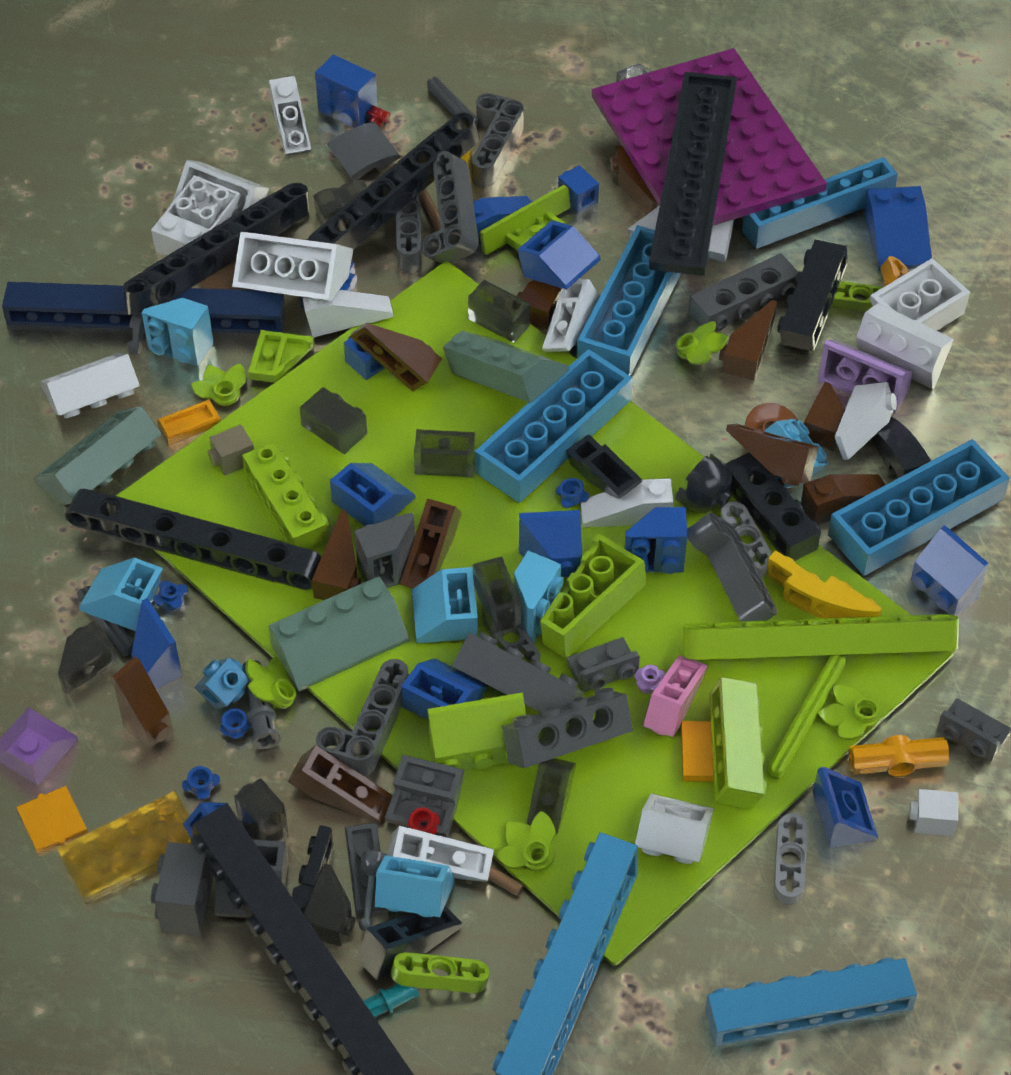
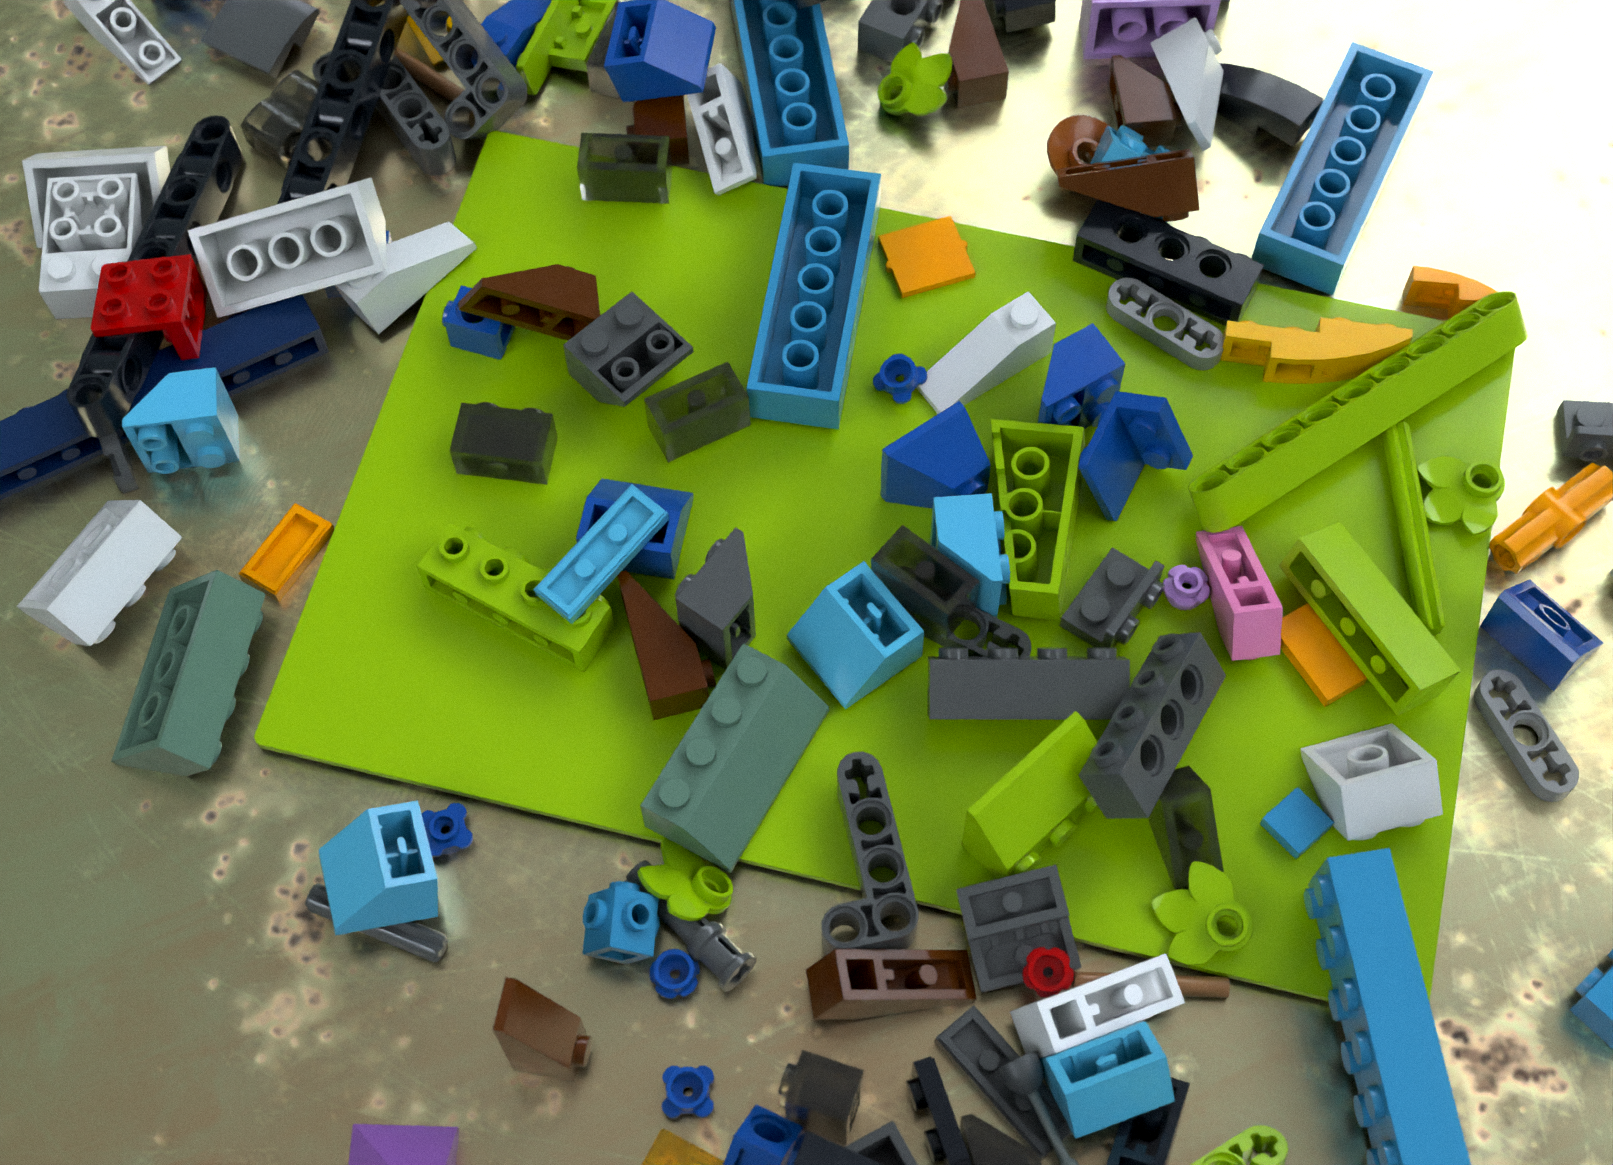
camera: 30 degrees left, 10 degrees up
(85, 656) = (387, 996): clear smoke slope -> none
(155, 647) = (491, 931): blue slope -> none
(193, 538) = (424, 729): black beam -> none
(204, 256) = (153, 297): none -> red bracket
(220, 385) = (289, 471): lime plate -> none
(228, 449) = (388, 564): dark tan brick -> none
(277, 354) = (348, 386): lime wing -> none
(336, 493) = (601, 554): none -> medium azure tile
(428, 402) = (624, 352): none -> dark grey slope
(431, 542) = (771, 558): reddish brown slope -> none
(438, 685) = (940, 764): blue slope -> none
(502, 365) = (691, 245): sand green slope -> none
(602, 467) = (926, 322): black slope -> none
(619, 825) = (1296, 823): none -> dark azure tile
(638, 439) = (926, 256): none -> light orange piece
(662, 587) = (1128, 436): none -> blue bracket
(706, 486) = (1075, 277): black cylinder -> none
(733, 566) = (1196, 377): dark grey beam -> none
(834, 492) = (1235, 198): reddish brown slope -> none
(926, 599) = (1442, 290): none -> light orange slope
(950, 572) = (1446, 229): slope -> none

